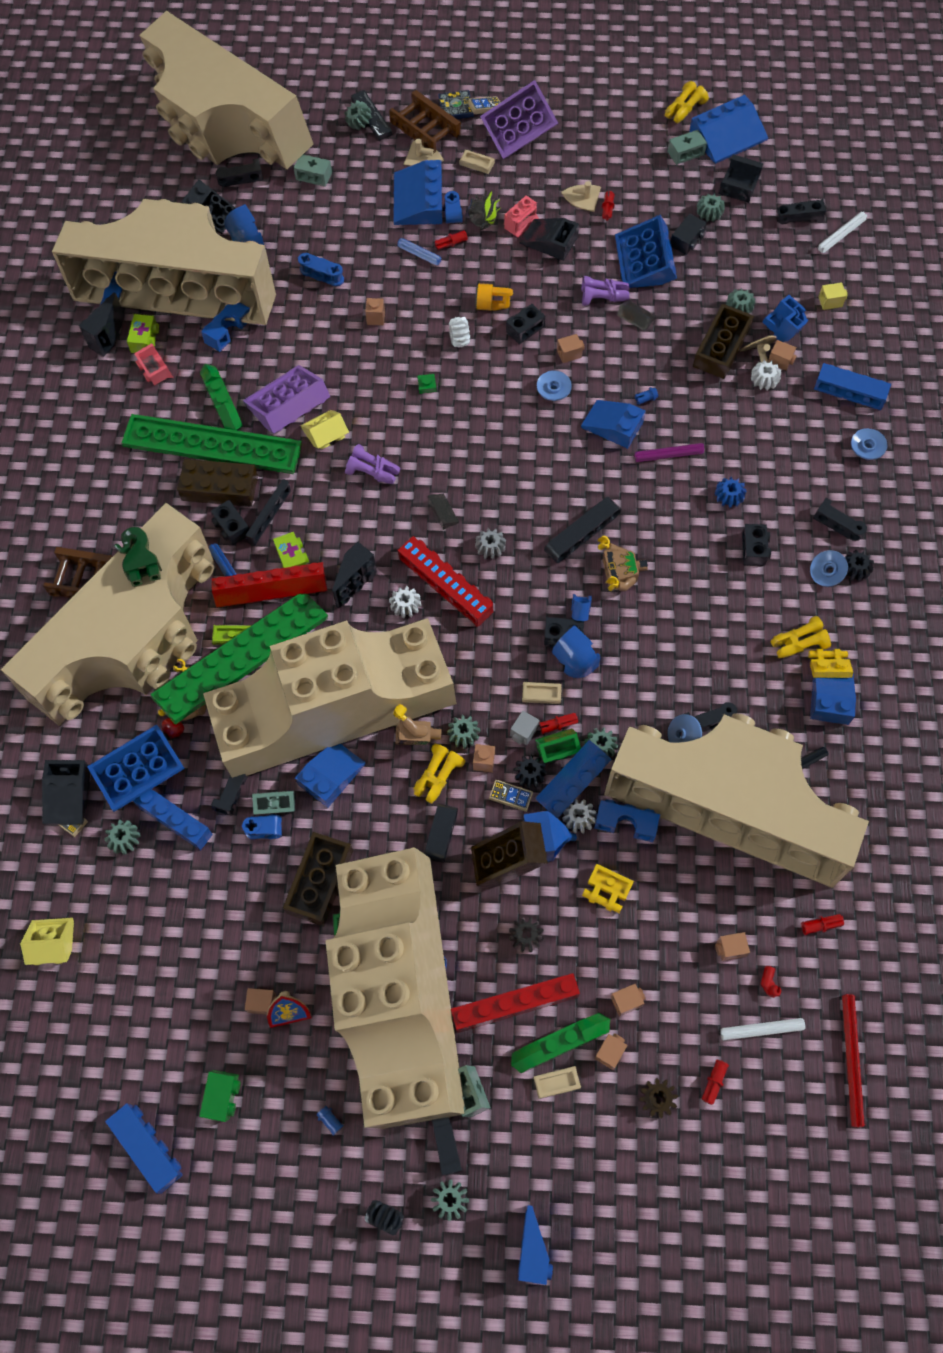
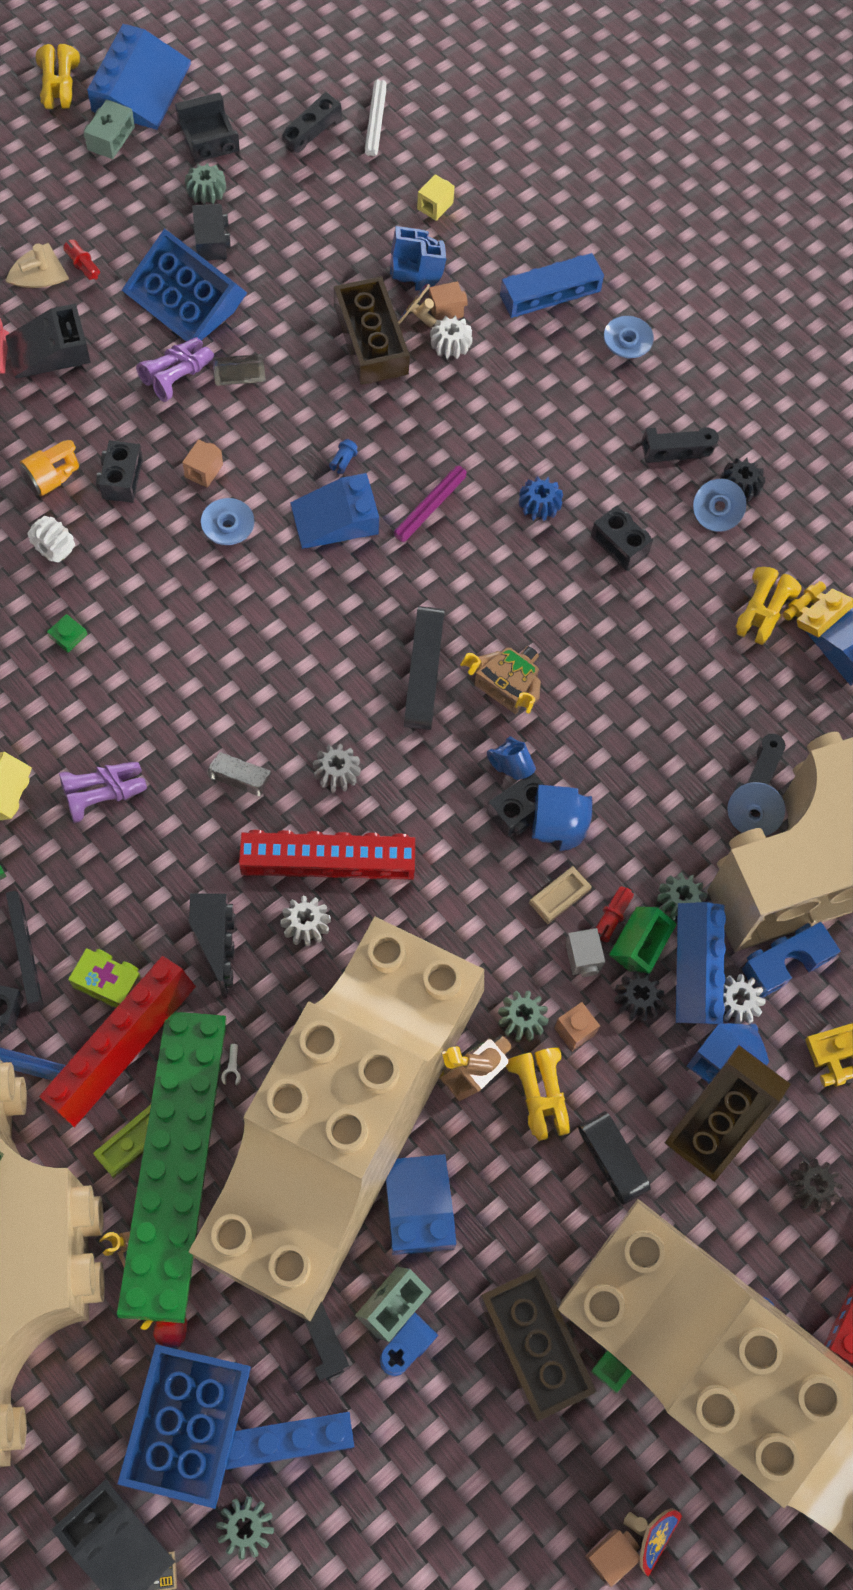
camera: 50 degrees left, 0 degrees up
(511, 795) = (643, 1043): tile -> none
(741, 300) = (344, 270): sand green gear -> none

